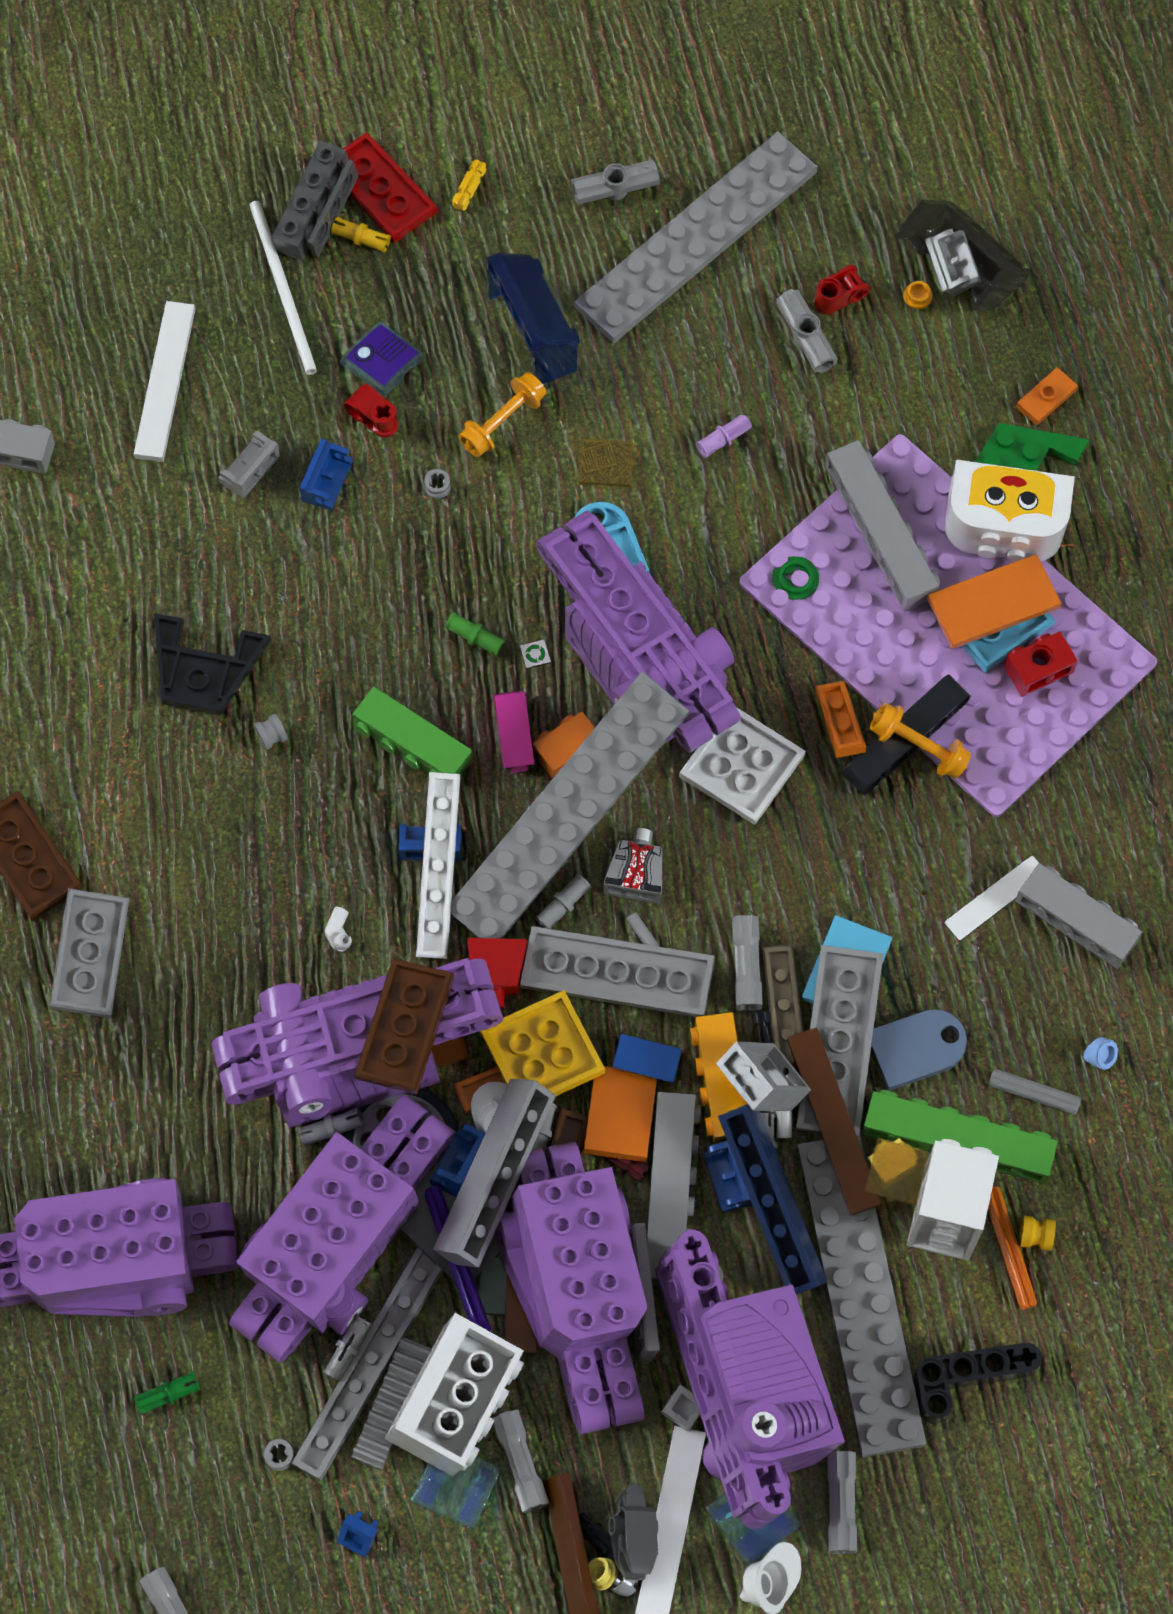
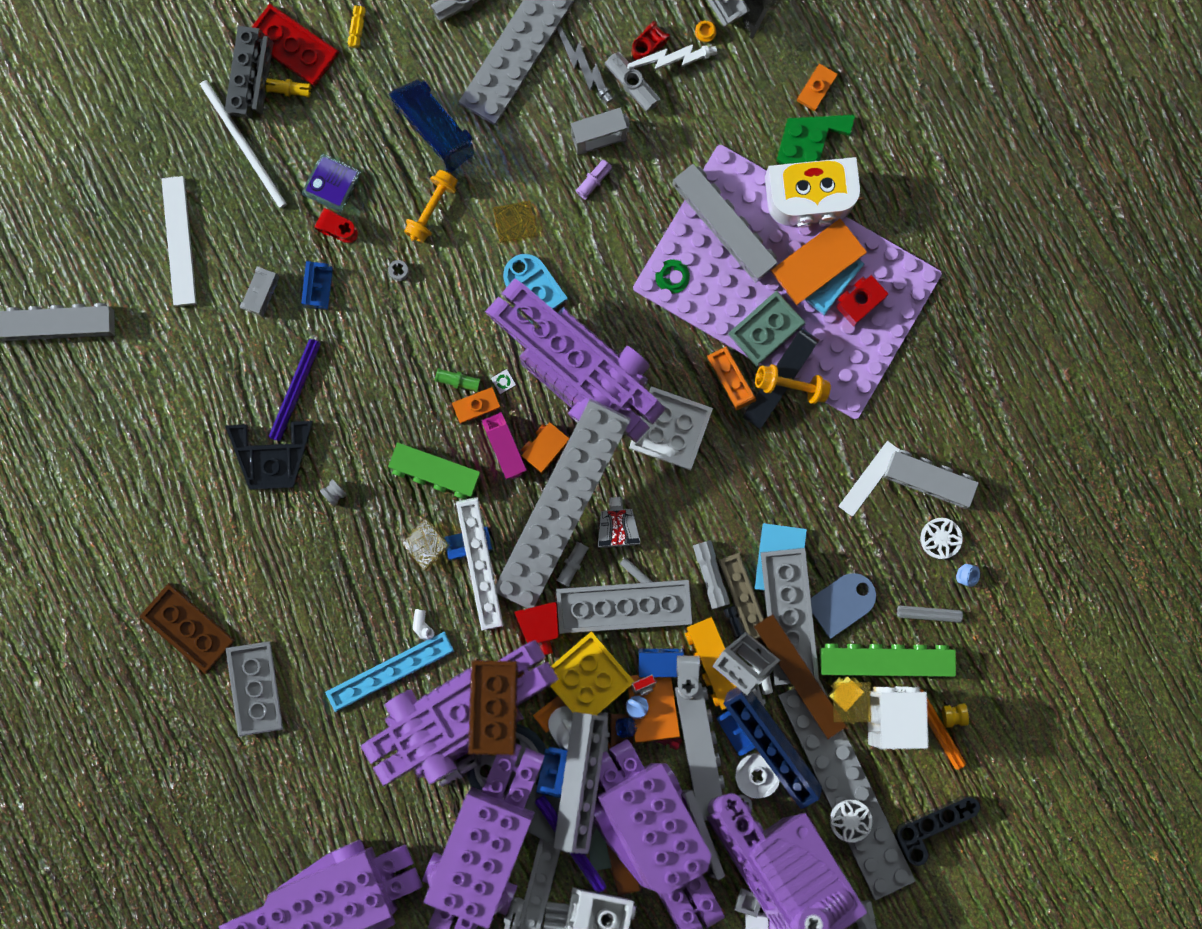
camera: 15 degrees left, 15 degrees up
(249, 983) = (389, 671): none -> medium azure tile
(258, 595) = (294, 390): none -> dark purple axle
(373, 826) = (425, 544): none -> clear yellow piece
(491, 672) = (476, 405): none -> orange plate
(581, 1129) = (627, 722): none -> clear blue bush
(599, 1104) = (637, 707): none -> light blue tile
(615, 1077) = (644, 686): none -> plate
(679, 1075) = (688, 672): none -> light grey piece
(722, 1241) = (744, 777): none -> white plate
(747, 375) = (600, 130): none -> light grey window
(753, 314) = (590, 77): none -> flat silver piece
(854, 313) = (662, 60): none -> white piece
(855, 1333) = (851, 820): none -> white wheel
(903, 668) = (766, 328): none -> sand green tile
(1075, 997) = (941, 538): none -> white wheel

